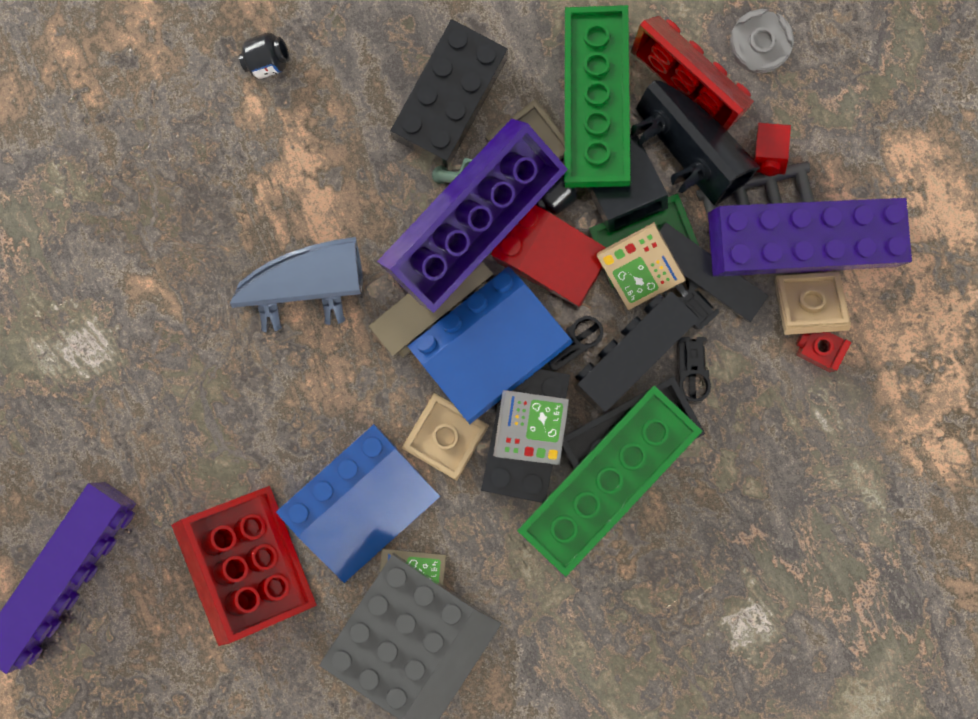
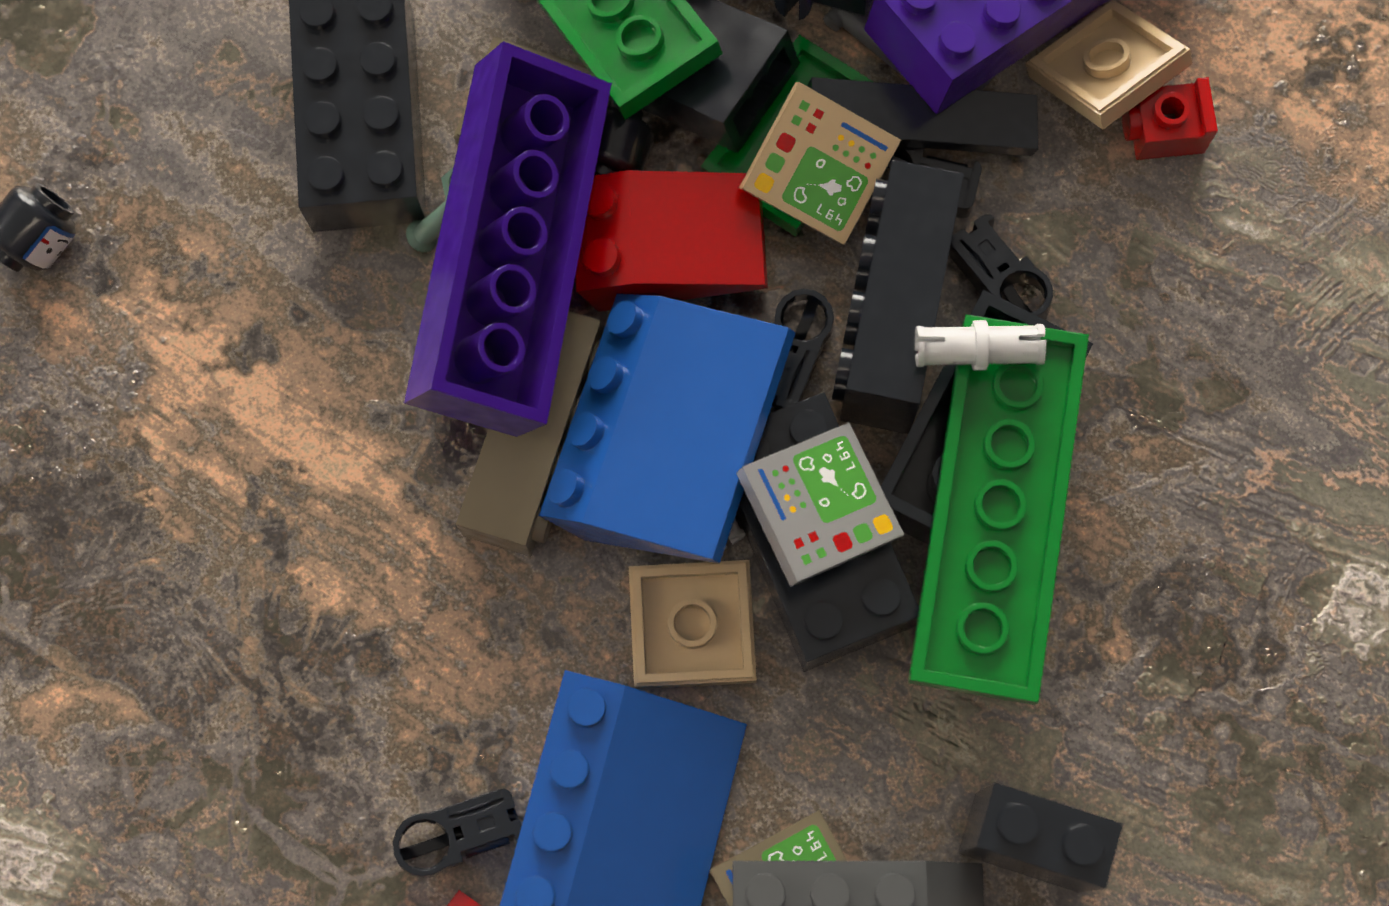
camera: 30 degrees left, 10 degrees down
(290, 461) = (469, 828): none -> black piece
(305, 274) = (313, 497): sand blue piece -> none
(528, 633) = (1040, 838): none -> black brick
(648, 405) = (980, 345): none -> white pin

